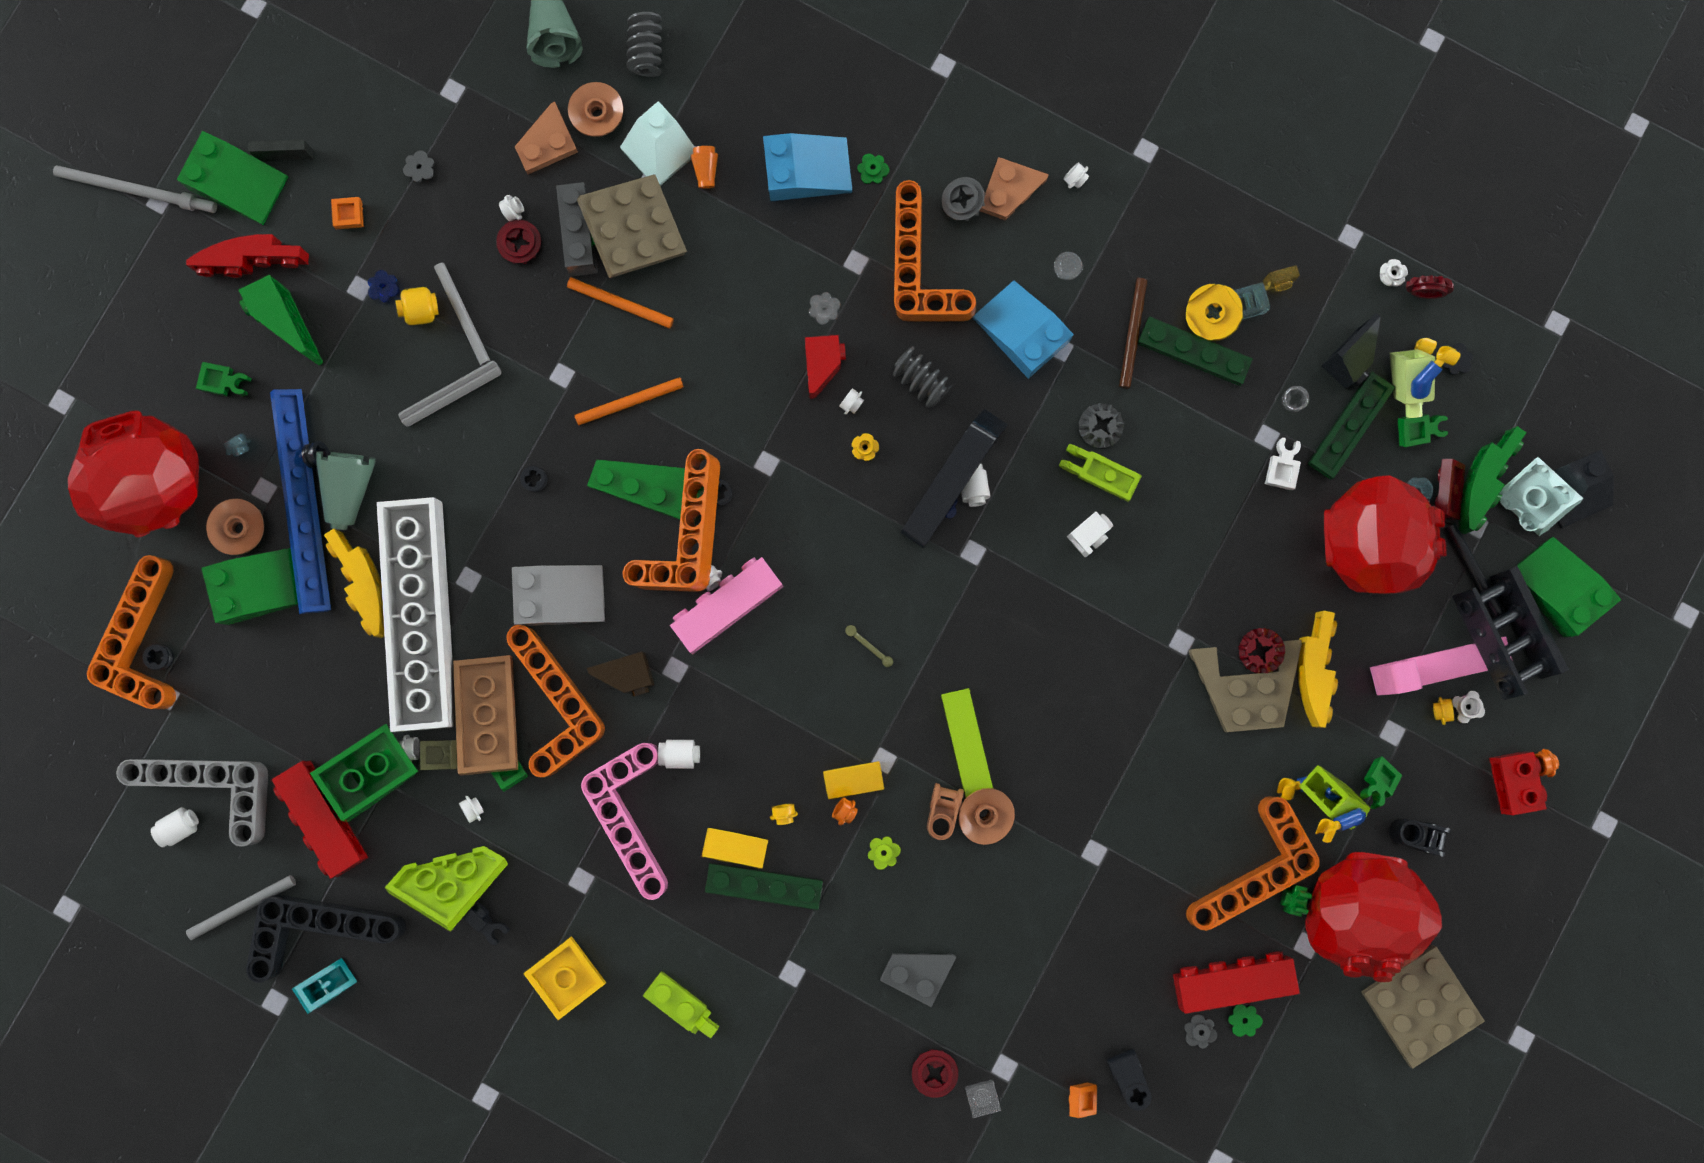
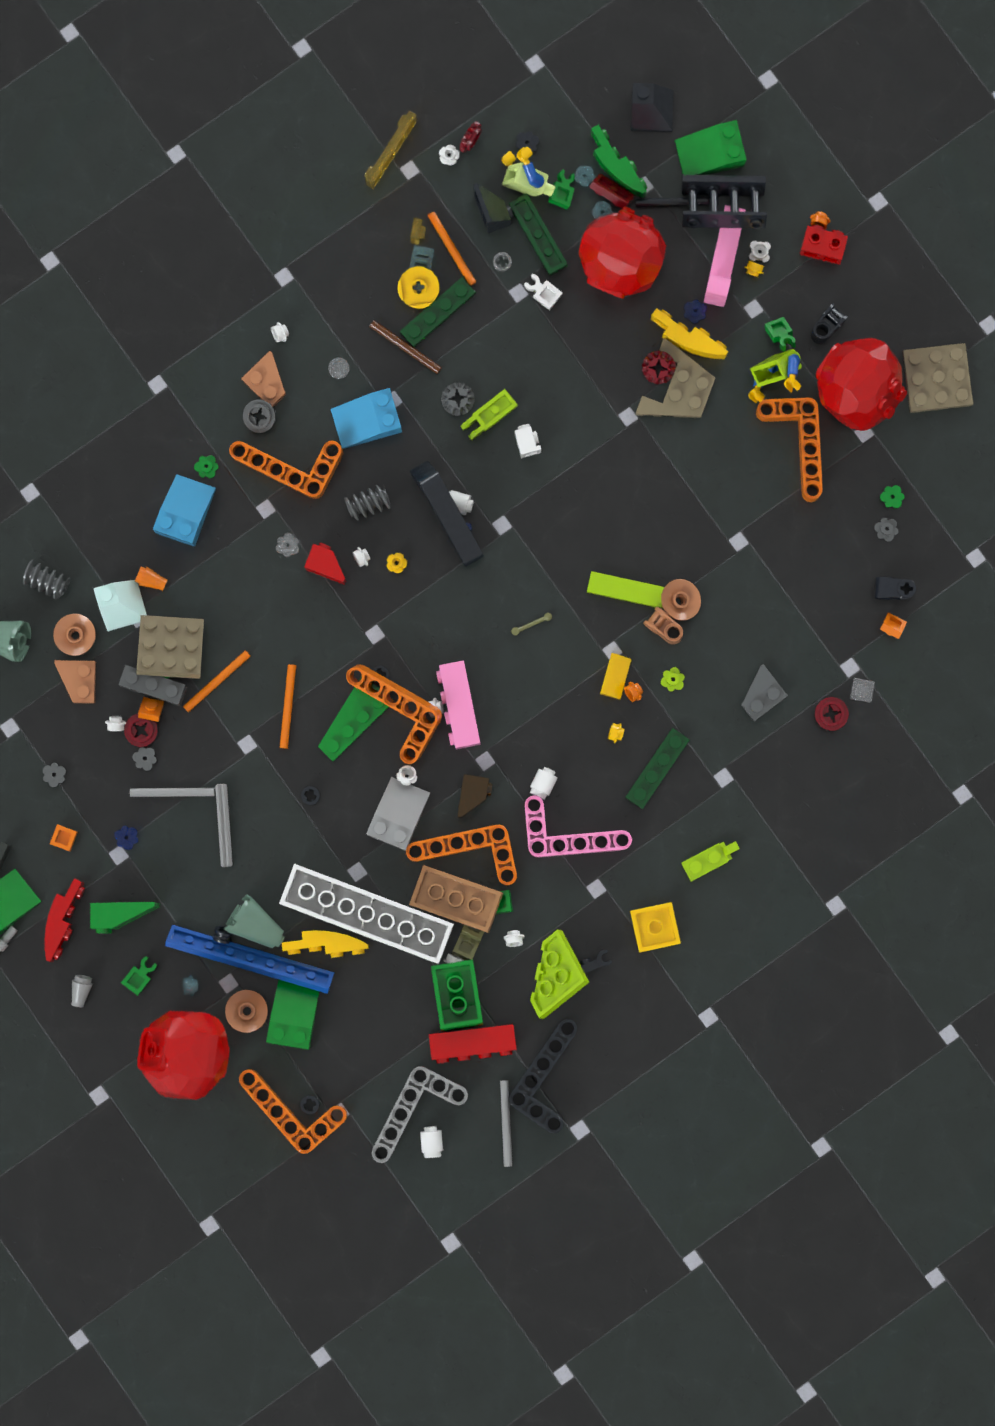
camera: 60 degrees left, 0 degrees up
(176, 318) = (80, 989): none -> light grey cone
(324, 986) = (584, 1086): teal slope -> none
(417, 306) = (153, 818): yellow head -> none
(484, 256) = (139, 756): none -> dark grey plant
(547, 240) = (151, 709): none -> orange plate
(616, 578) = (407, 770): none -> white plate
(734, 848) = (623, 775): yellow slope -> none
(1235, 983) = (865, 490): red brick -> none
(1280, 331) = (451, 248): none -> orange bar
(1295, 900) = (830, 426): green plate -> none
(1346, 664) = (695, 317): none -> clear blue plant
(1400, 204) = (405, 126): none -> clear yellow plate
(1459, 447) = (589, 175): none -> clear light blue plate
(1539, 497) = (645, 137): light aqua slope -> none

